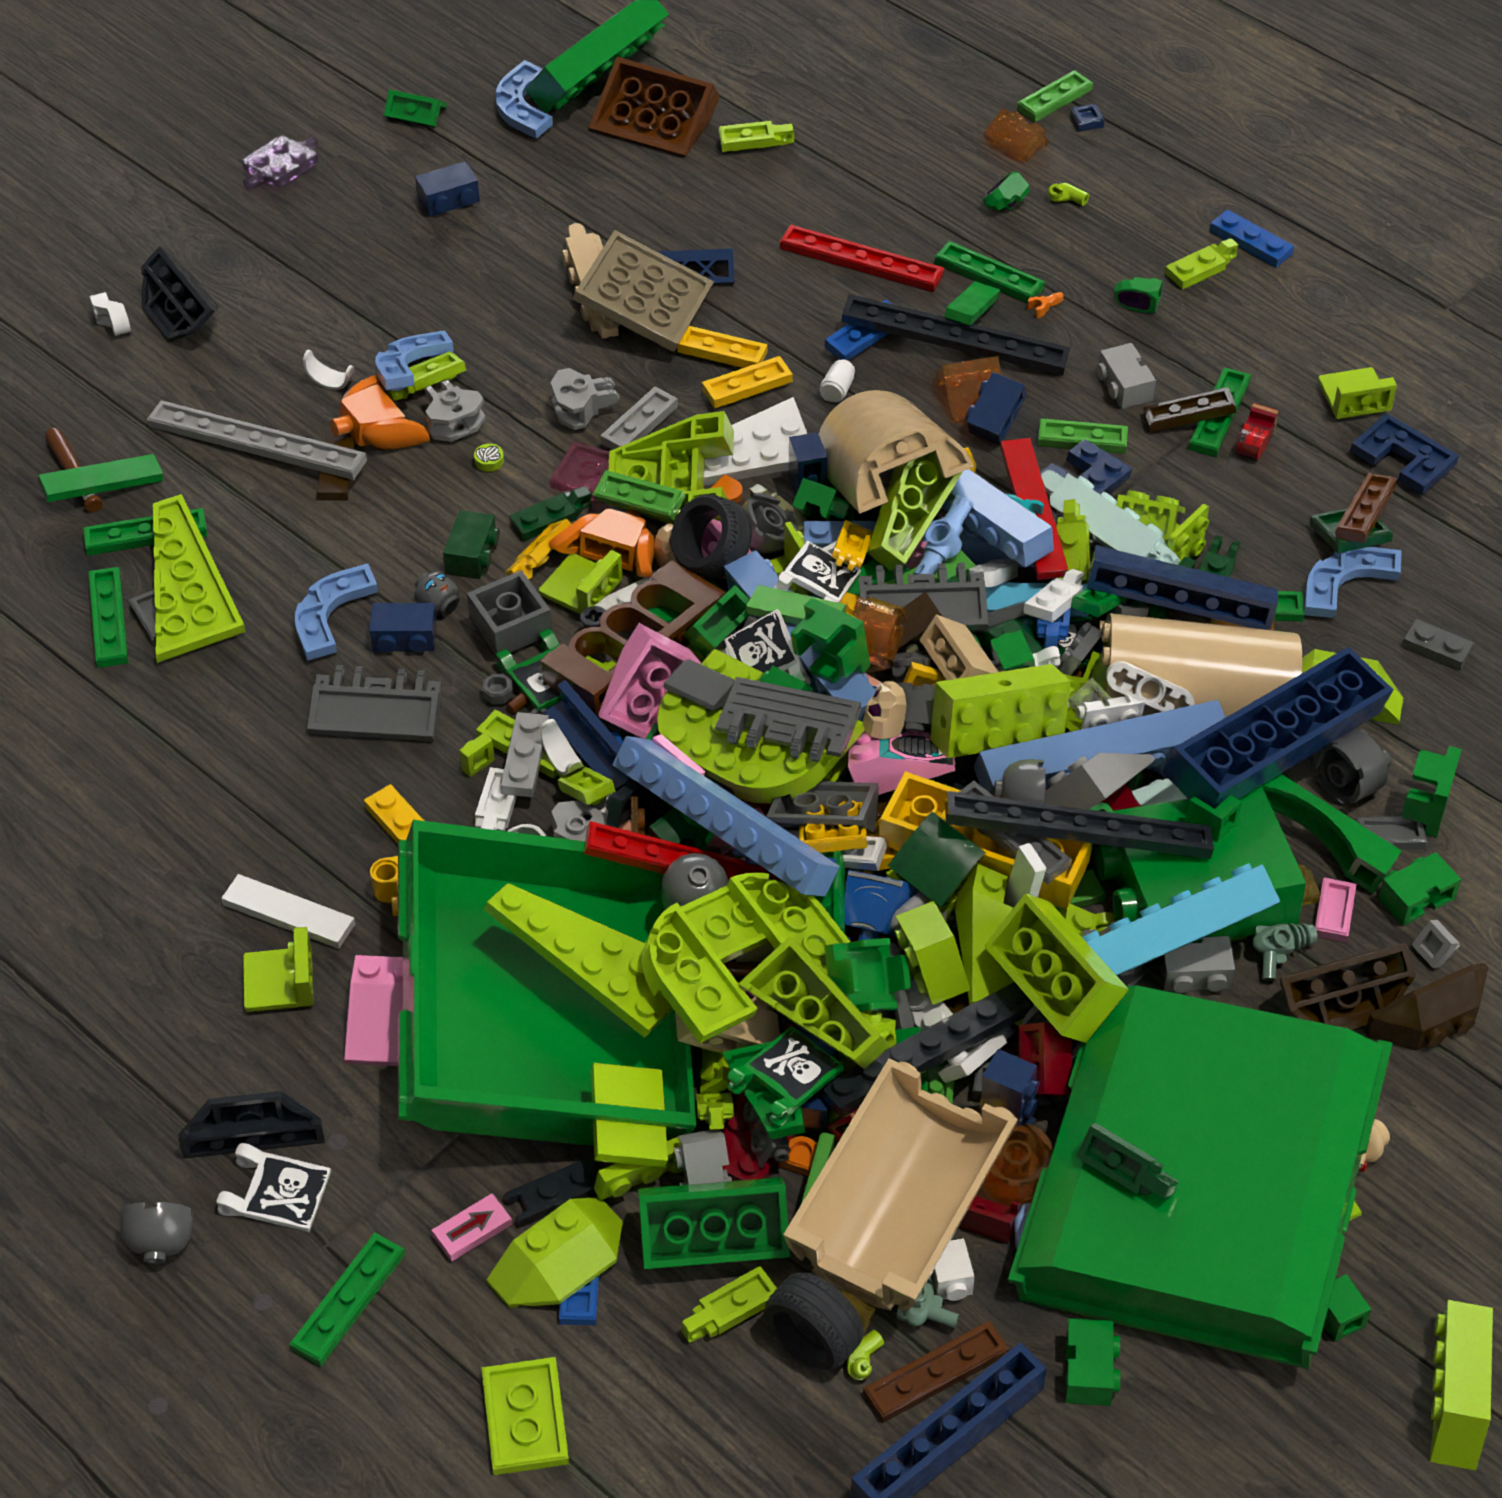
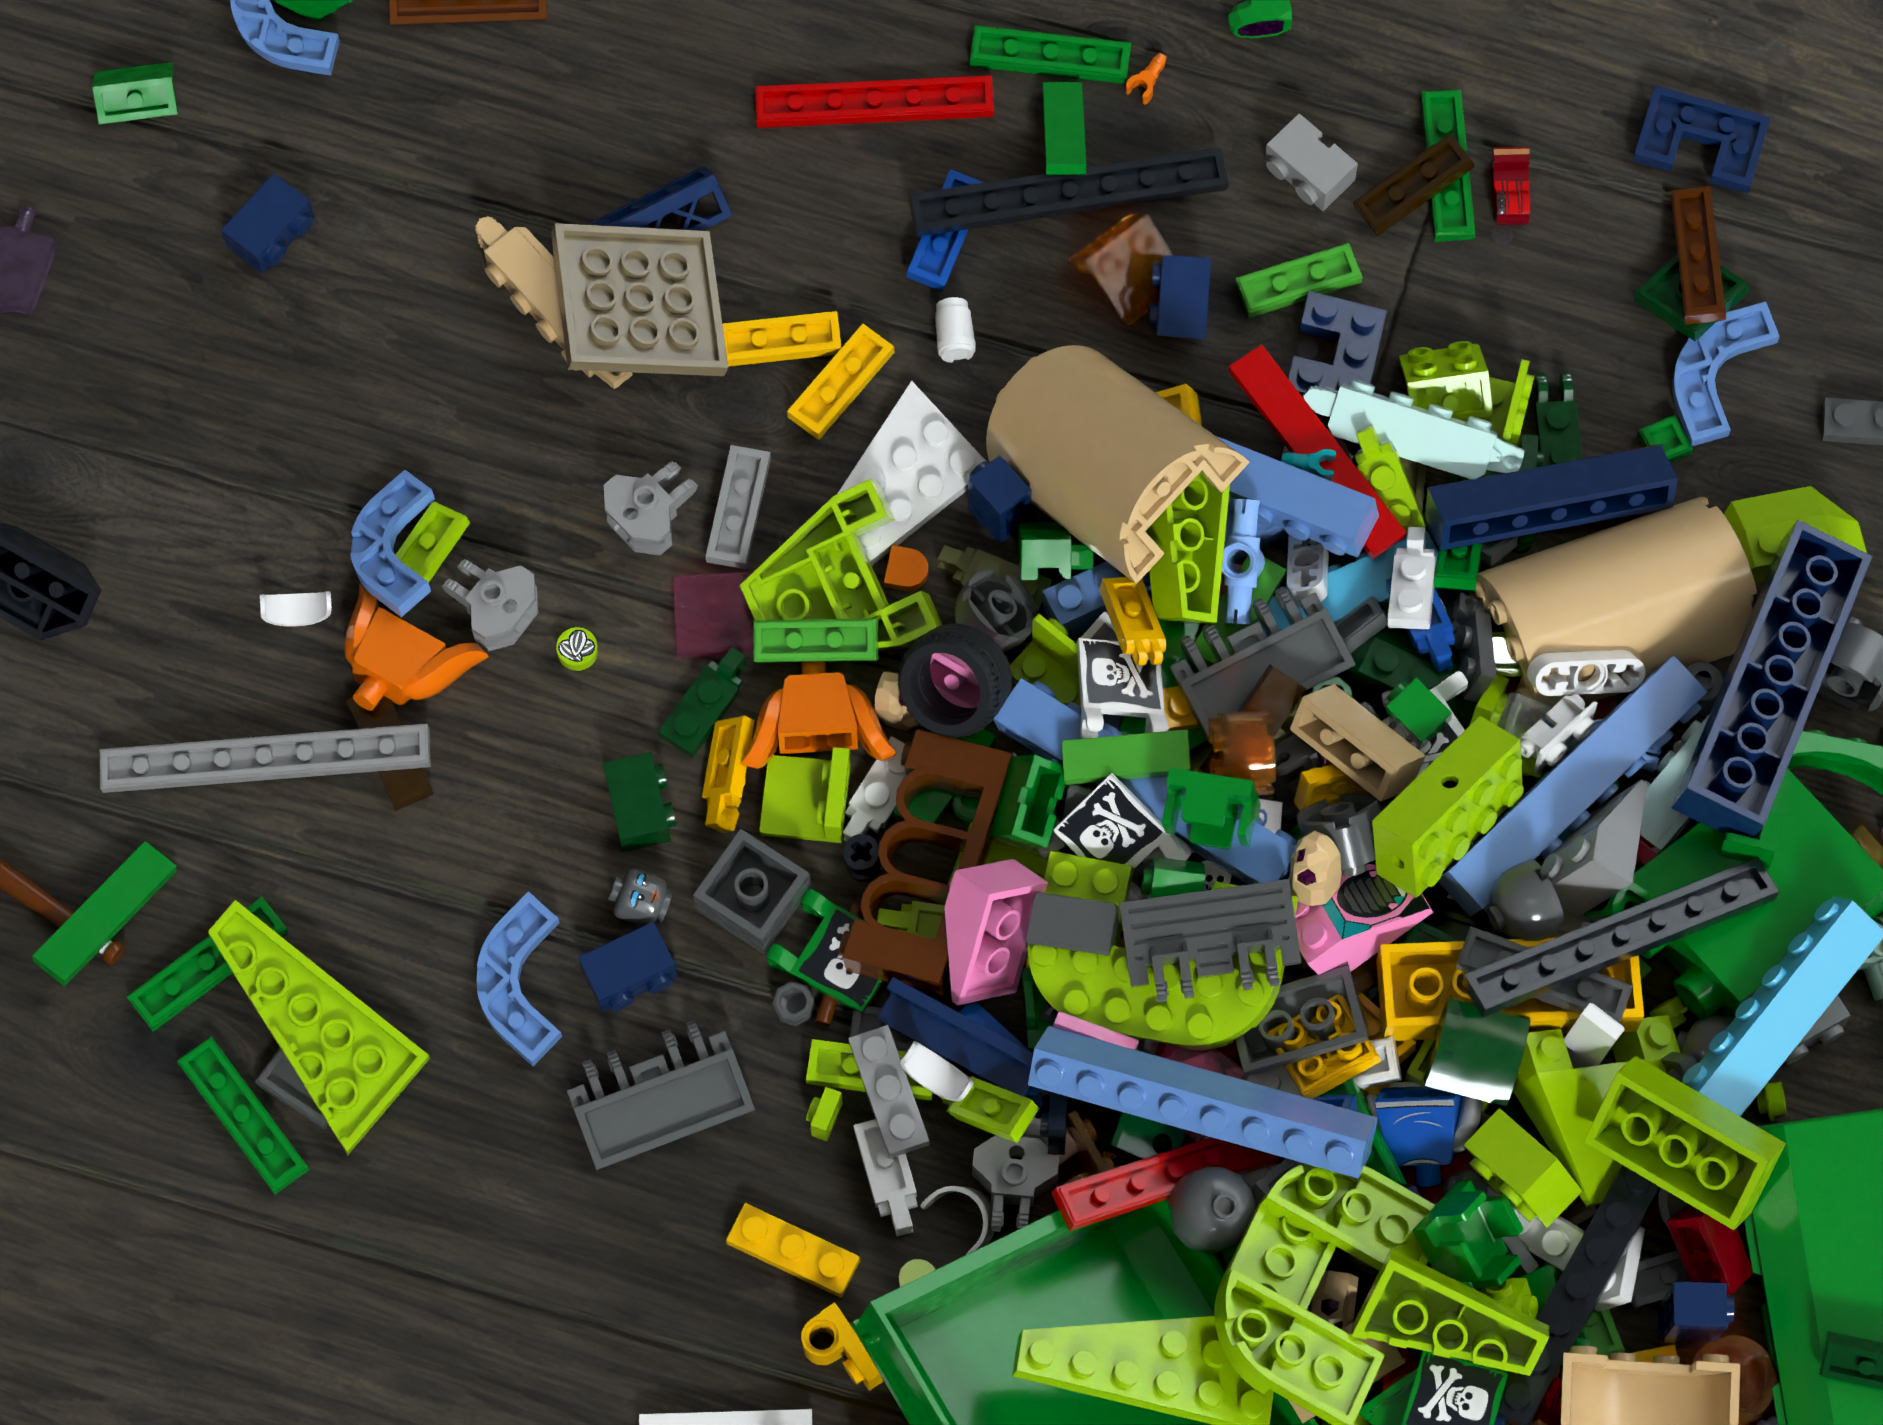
camera: 25 degrees left, 20 degrees up
(1357, 392) = (1601, 62): lime bracket -> none

